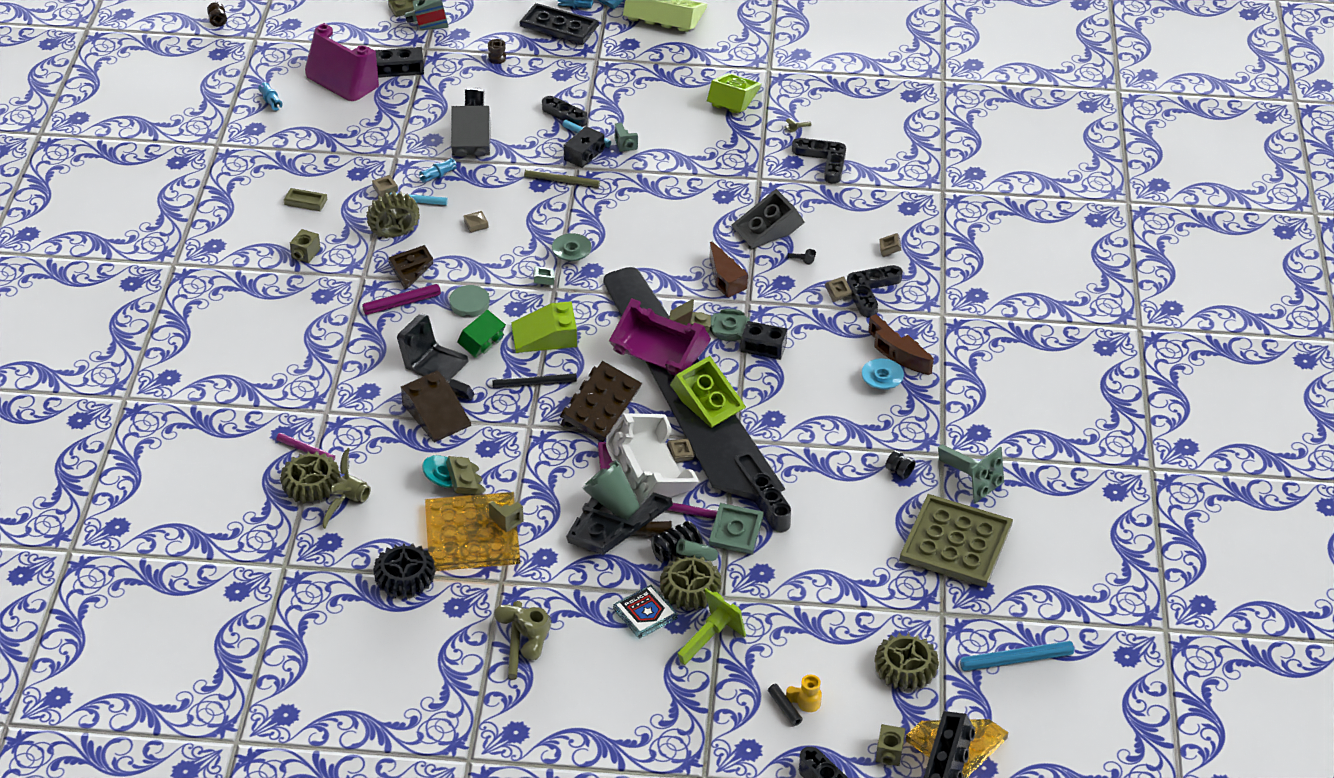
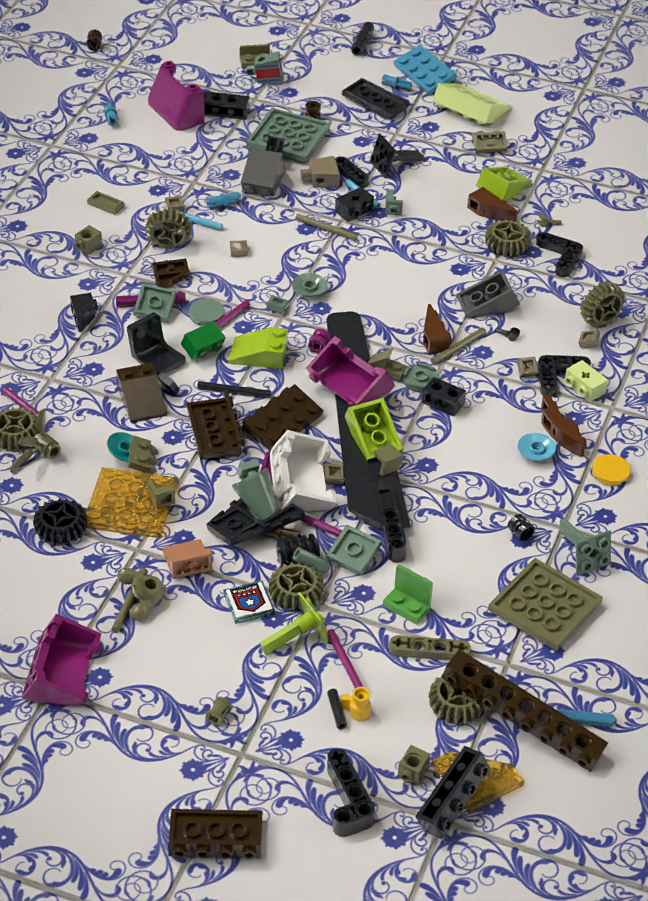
camera: 15 degrees right, 0 degrees up
(331, 326) = (83, 309): none -> black slope
(408, 301) = (155, 300): none -> sand green tile
(469, 727) = (61, 663): none -> magenta windscreen
(493, 75) = (299, 132): none -> sand green plate
(499, 295) = (232, 313): none -> magenta bar
(533, 427) = (215, 427): none -> dark brown bracket
(535, 118) = (322, 172): none -> dark tan torso
(561, 579) = (188, 558): none -> nougat bracket
(588, 466) = (248, 468): none -> sand green tile
(597, 85) = (385, 154): none -> black piece
(607, 307) = (319, 340): none -> magenta wheel
(662, 738) = (218, 711): none -> olive bush
(701, 49) = (489, 141): none -> olive bracket
(730, 120) = (490, 206): none -> reddish brown slope
(737, 419) = (390, 459): none -> olive panel
(756, 281) = (436, 359): none -> olive bar
(763, 152) = (507, 238): none -> olive gear
(773, 651) = (344, 659): none -> magenta bar
(815, 563) = (410, 595): none -> bright green bracket
(854, 613) = (429, 644): none -> olive beam
(894, 205) = (602, 304): none -> olive gear
(905, 291) = (586, 381): none -> yellowish green brick
(967, 381) = (611, 469): none -> yellow tile
(984, 658) = (524, 710): none -> dark brown brick

